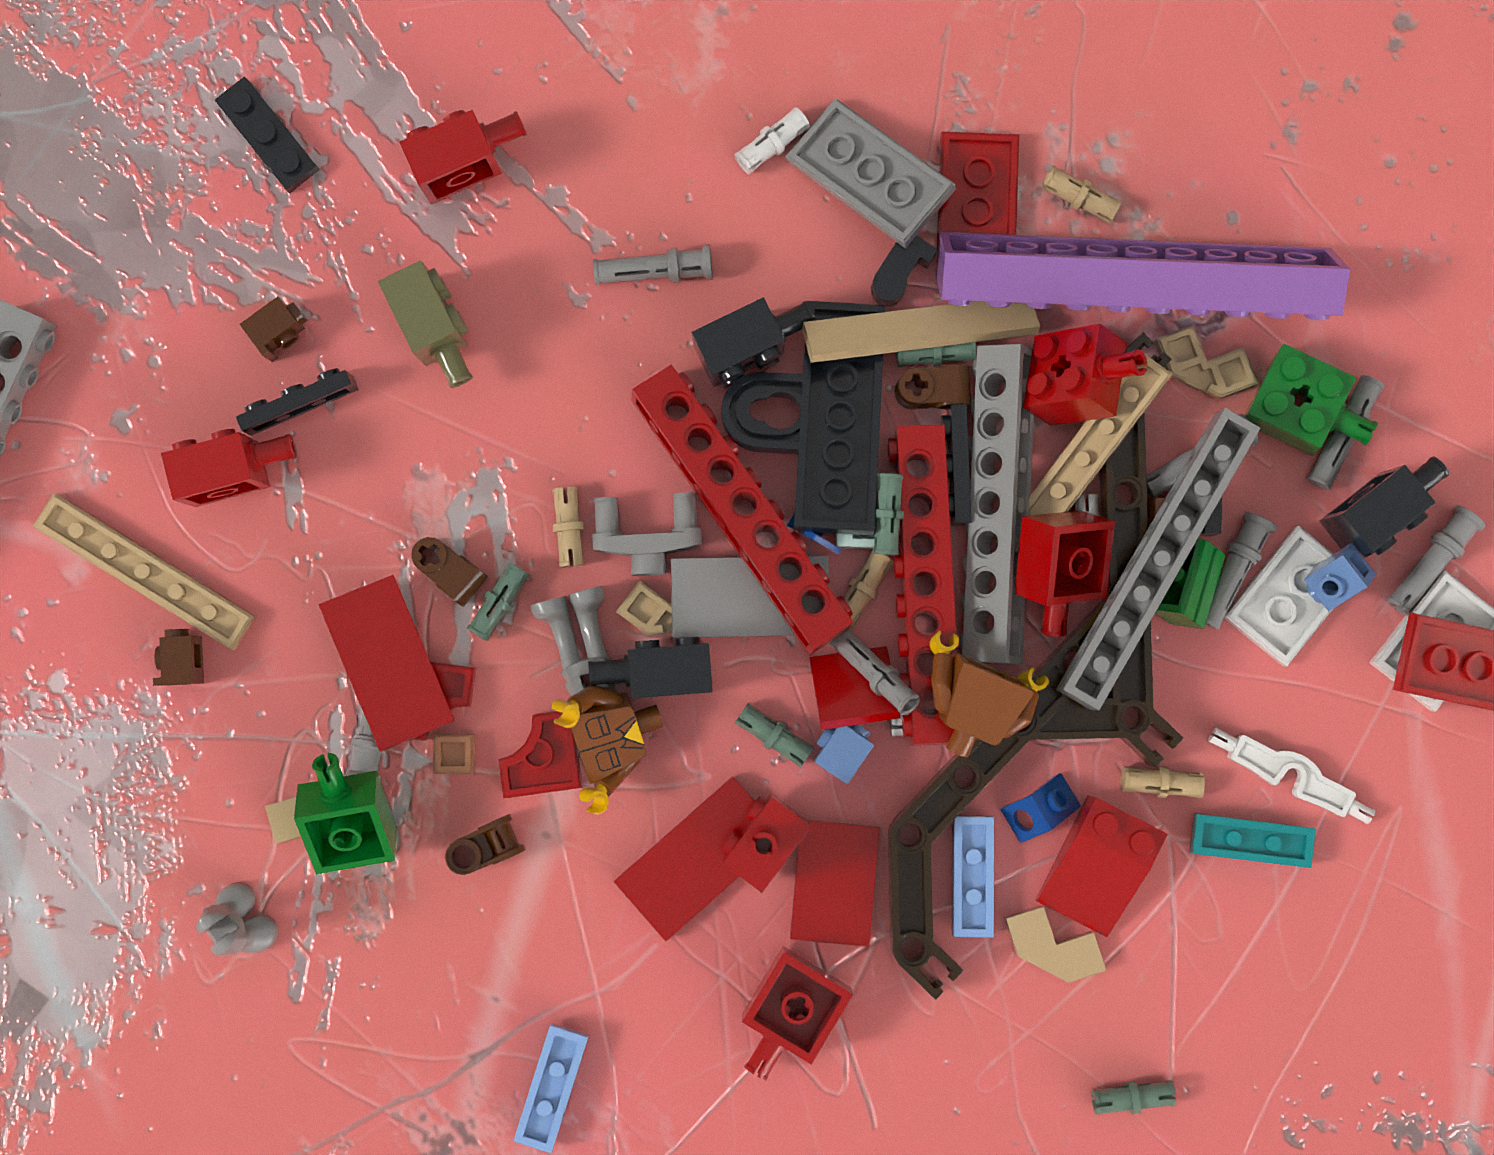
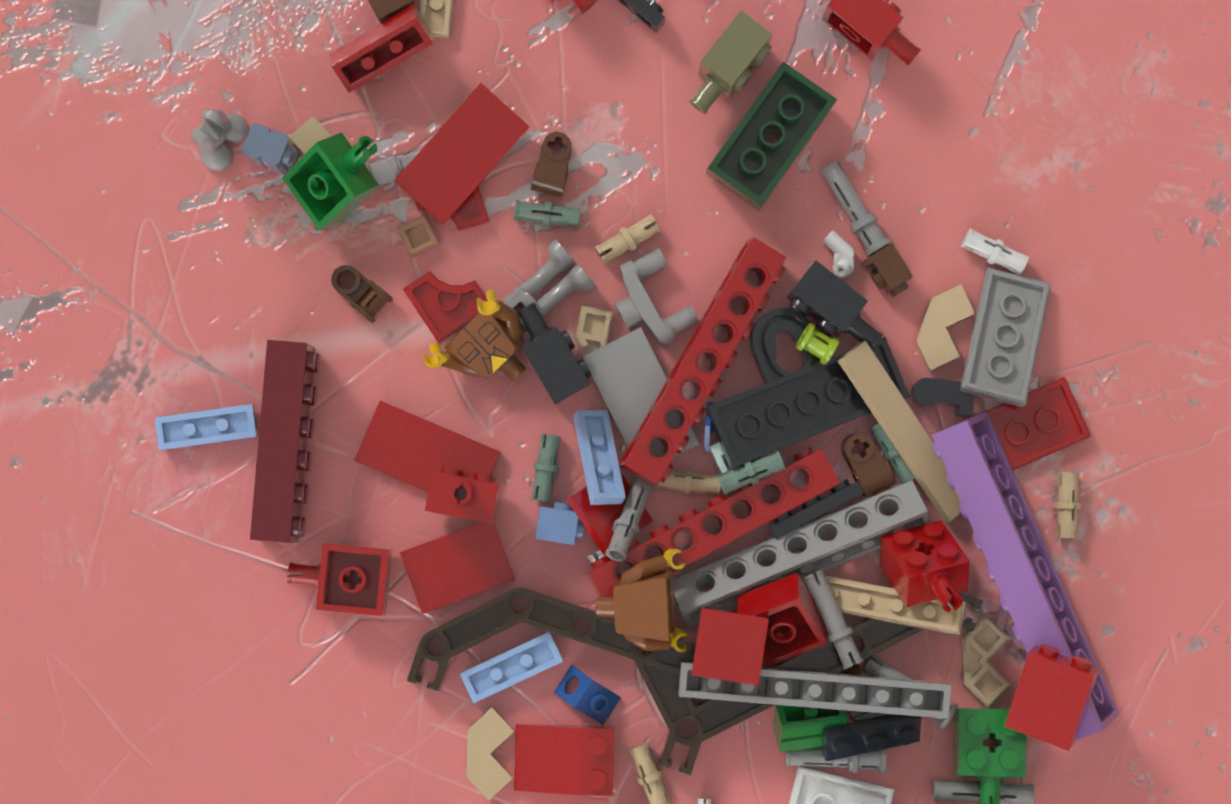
camera: 65 degrees right, 0 degrees up
(227, 696) = (381, 48): none -> red brick
(277, 872) = (270, 149): none -> sand blue brick
(512, 285) = (791, 111): none -> dark green brick
(610, 1012) = (283, 442): none -> dark red brick
(697, 303) = (843, 255): none -> white arm
(738, 262) = (888, 270): none -> reddish brown brick
(782, 375) = (817, 343): none -> lime bush
(792, 672) = (599, 457): none -> light blue plate
(832, 250) = (933, 338): none -> tan tile
(1071, 628) = (730, 646): none -> red tile
(1090, 502) = (833, 620): none -> light grey pin
(1231, 526) = (870, 736): none -> black plate
(1290, 304) = (1052, 696): none -> red brick

